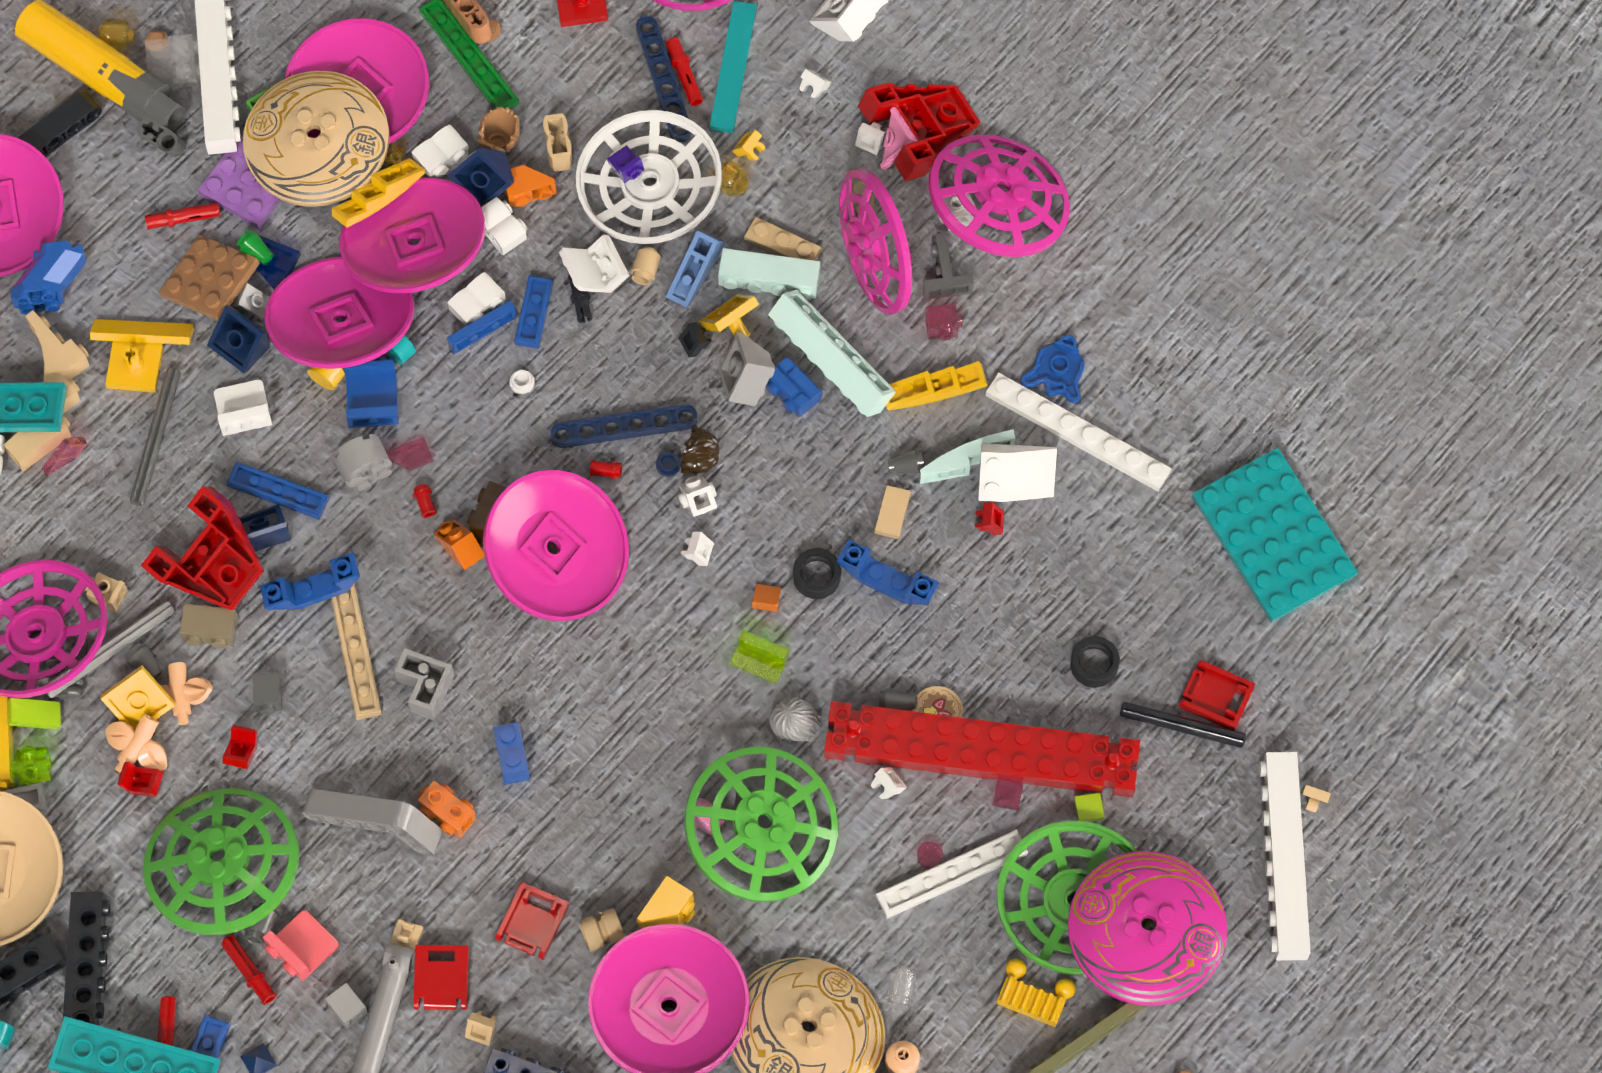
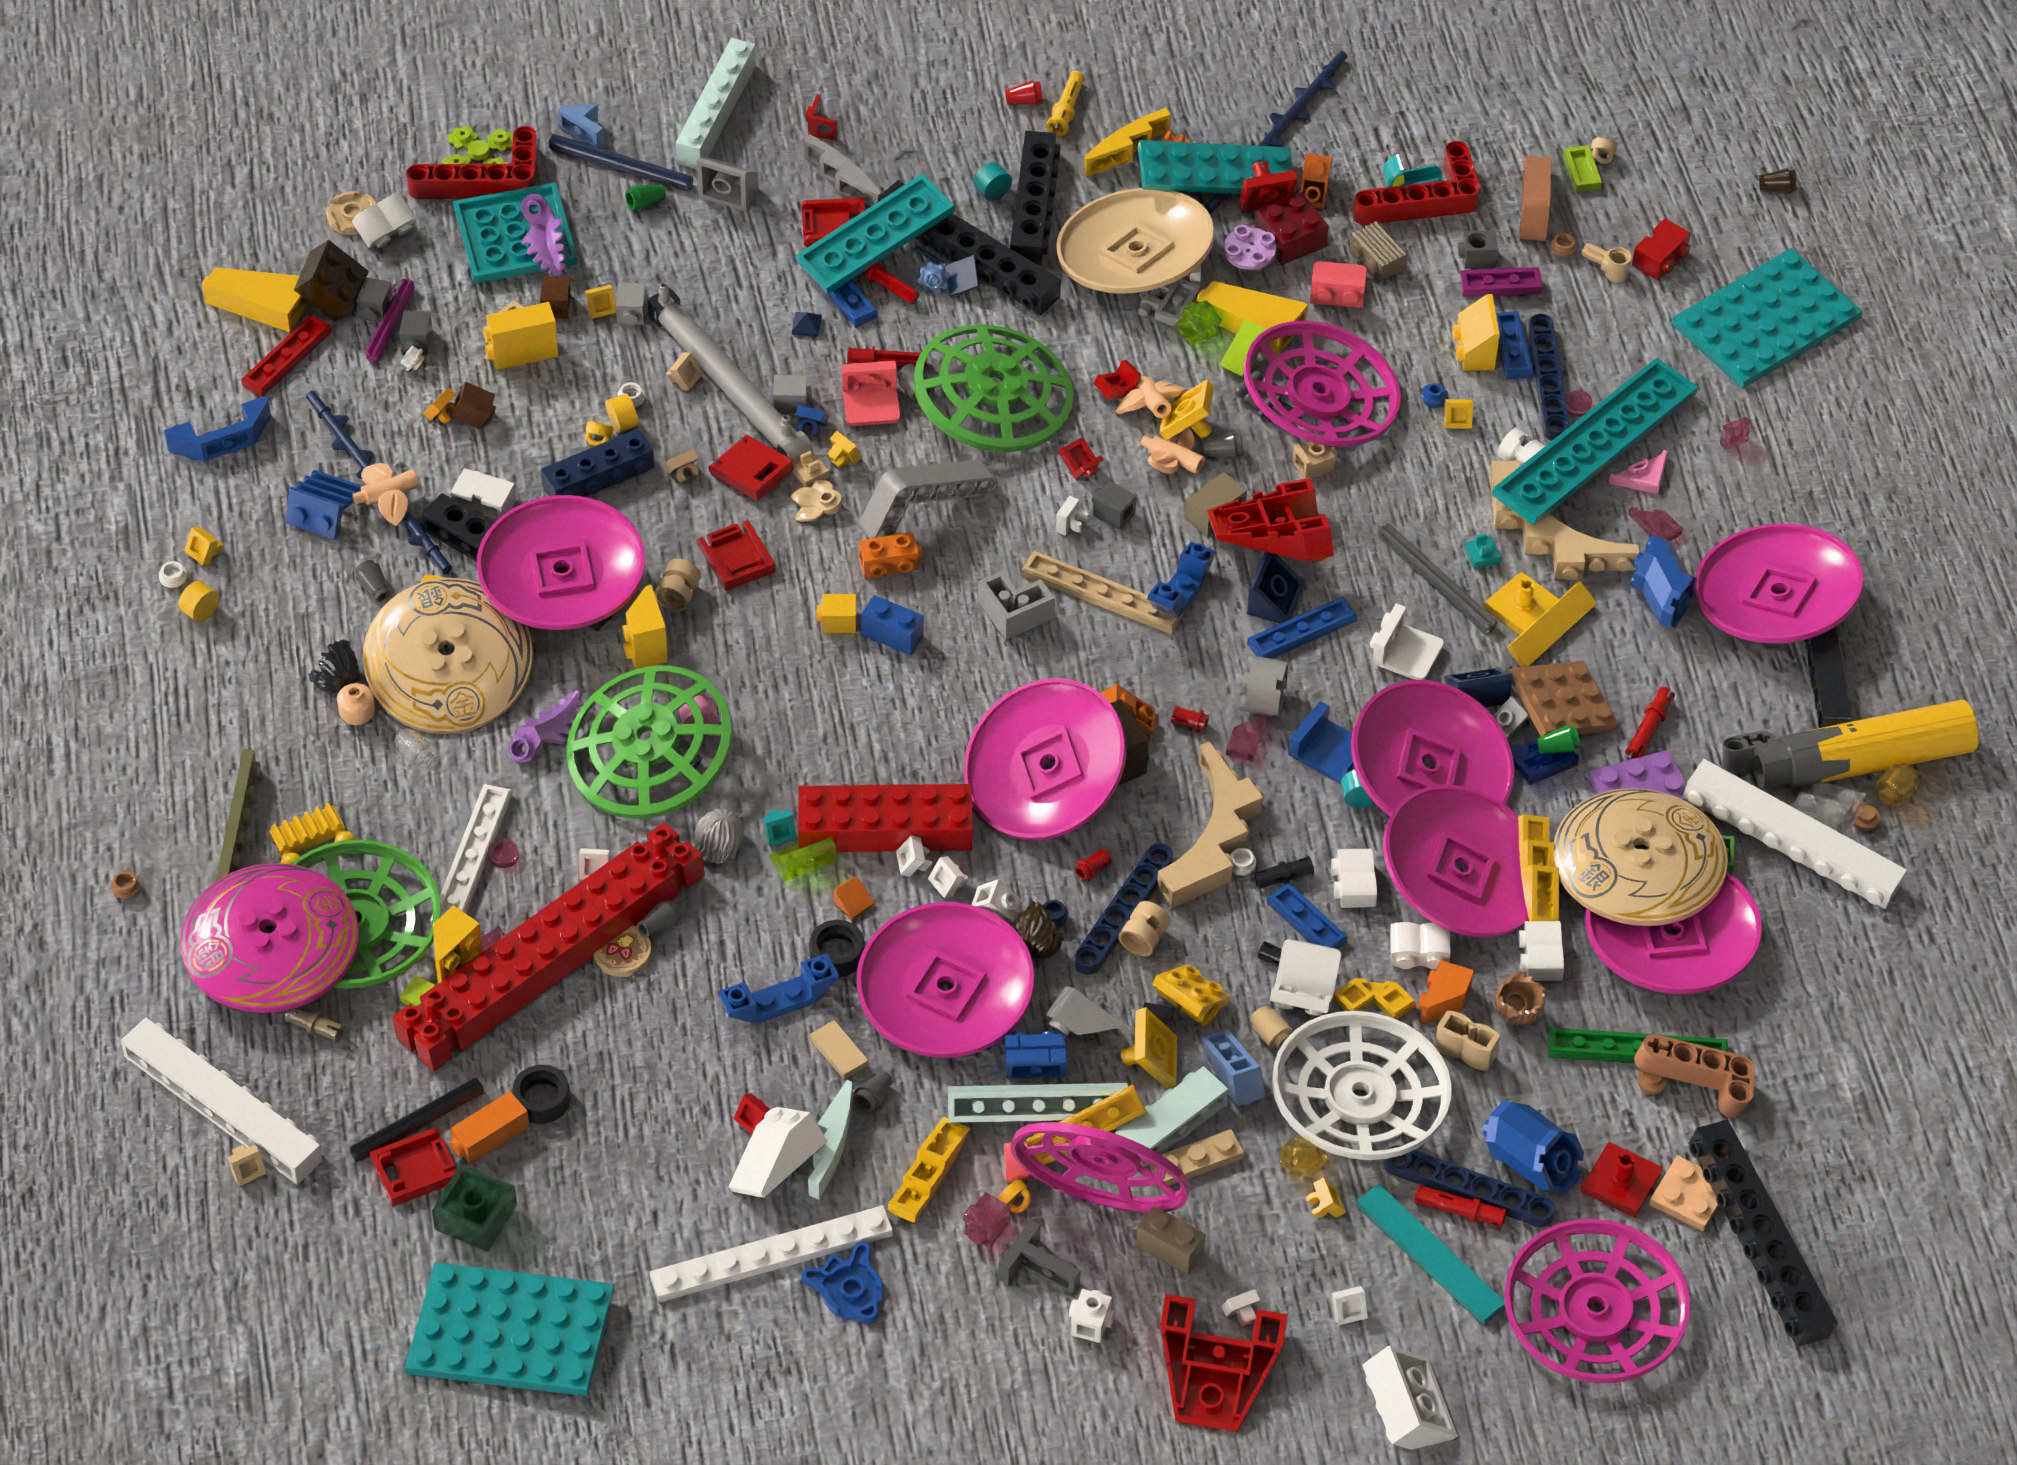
camera: 130 degrees right, 15 degrees down
(64, 454) = (1475, 505): clear pink tile -> none
(105, 424) = (1482, 552): none -> teal tile
(118, 979) = (962, 272): none -> piece
(119, 642) = (1257, 436): light grey axle -> none
(136, 998) = (933, 277): none -> medium blue plant
(304, 716) = (1068, 516): none -> white tile
(356, 971) = (811, 416): none -> blue tile
(371, 921) = (843, 451): none -> yellow tile
(396, 156) = (1571, 912): clear yellow arm -> none
(433, 910) = (817, 501): none -> tan plate
(482, 327) = (1323, 864): blue tile -> none
(483, 174) = (1483, 956): dark blue slope -> none
(509, 348) = (1283, 872): none -> black pin
(509, 405) = (1209, 860): none -> tan arch
(530, 800) = (837, 613): none -> yellow brick
(554, 224) = (1386, 996): none -> yellow tile
(609, 51) = (1534, 1146): none -> blue brick
(626, 164) = (1387, 1067): dark purple bracket -> none
(635, 394) = (1144, 928): none -> tan wheel
(661, 330) = (1191, 993): none -> yellow plate
(686, 623) = (885, 816): none -> red brick
(701, 584) = (912, 856): none -> white tile
(751, 689) = (779, 827): none -> teal tile
(792, 446) = (939, 945): none -> dark pink dish
(802, 917) = (548, 728): none -> medium lavender plant
(826, 308) = (1103, 1115): none -> yellow tile
(885, 335) = (1013, 1170): none -> coral piece
(896, 136) = (1218, 1322): bright pink tile -> none
(908, 322) = (1013, 1193): none -> yellow tile
(997, 200) = (1066, 1372): dark pink dish -> none
(1045, 801) = (455, 941): none -> yellow slope
(1150, 669) = (489, 1128): none -> orange brick
(1172, 842) = (315, 1023): none -> dark tan pin
(1218, 621) = (474, 1207): none -> clear green brick

